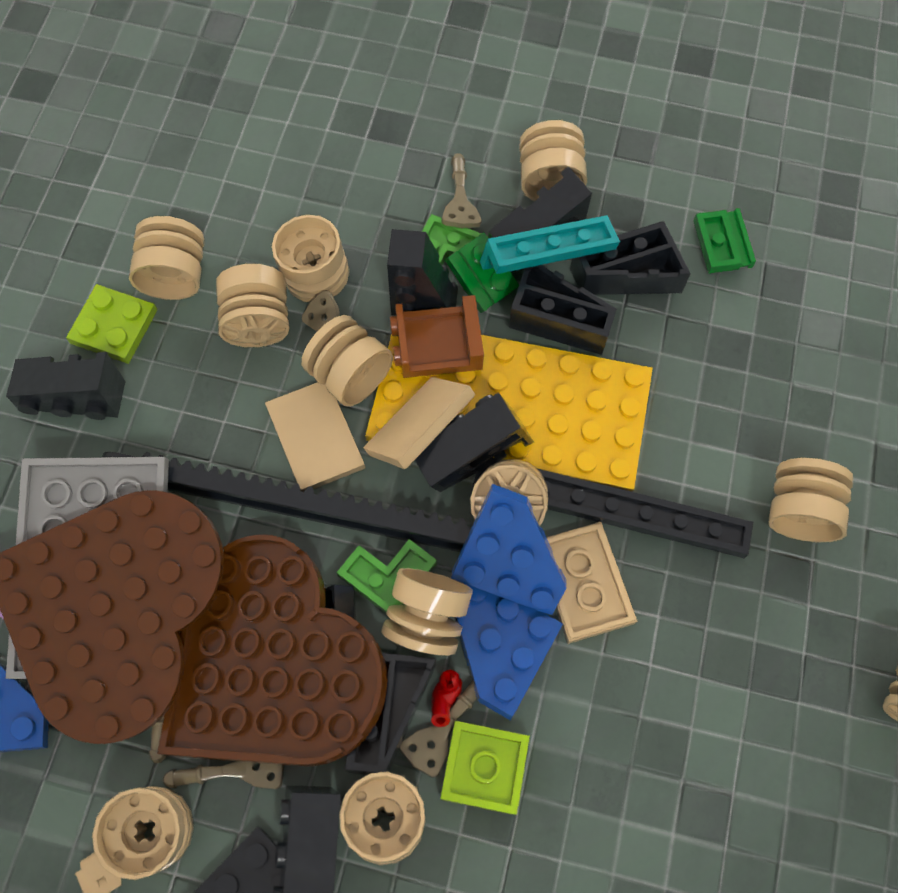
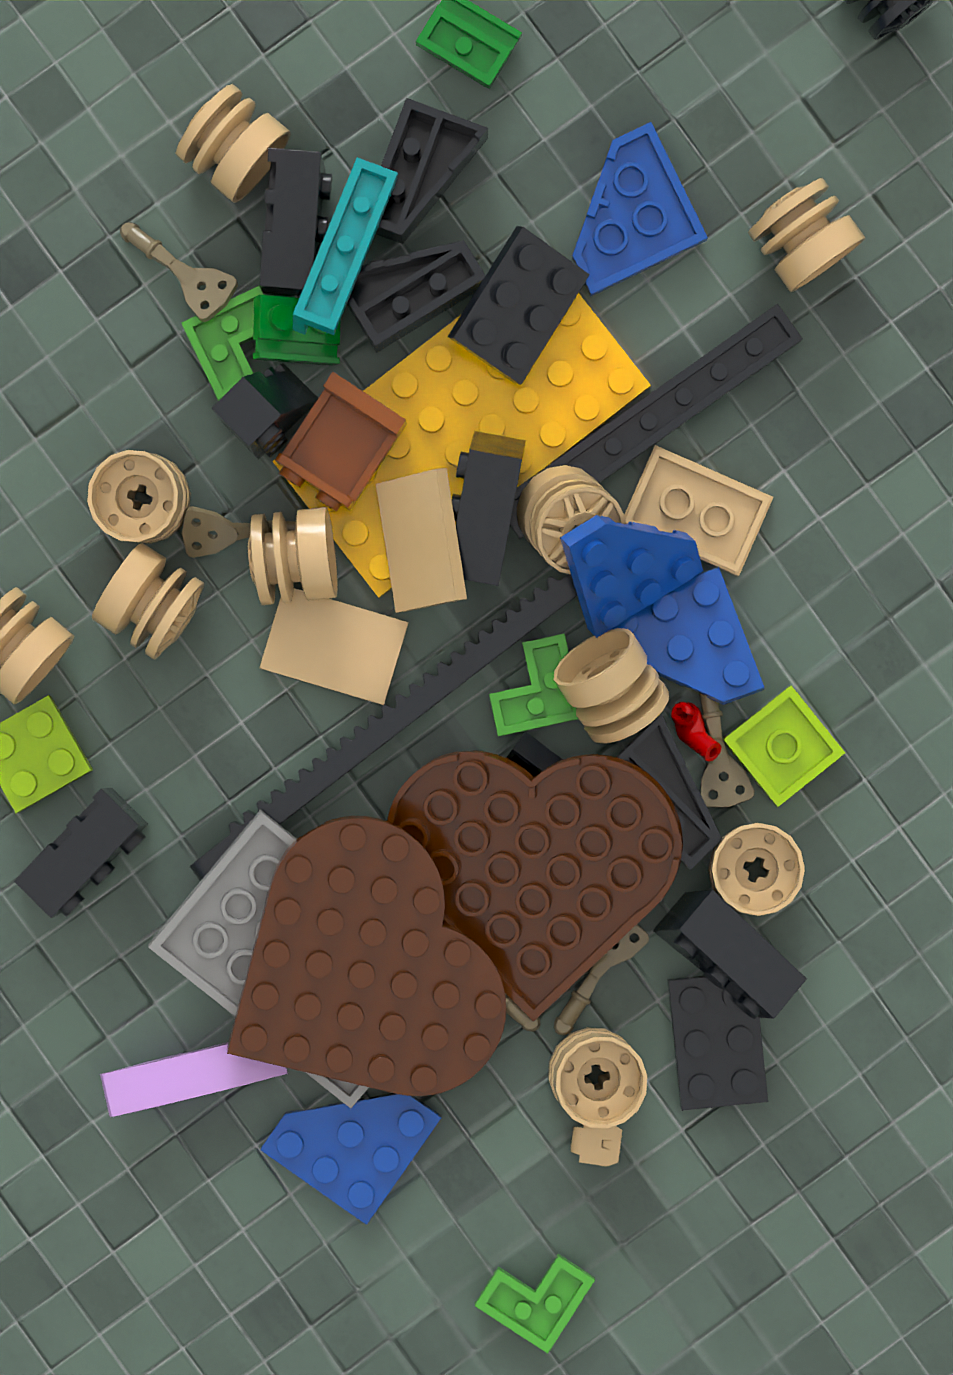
camera: 50 degrees left, 20 degrees up
(609, 369) = (518, 305): none -> black plate
(720, 401) = (635, 213): none -> blue plate

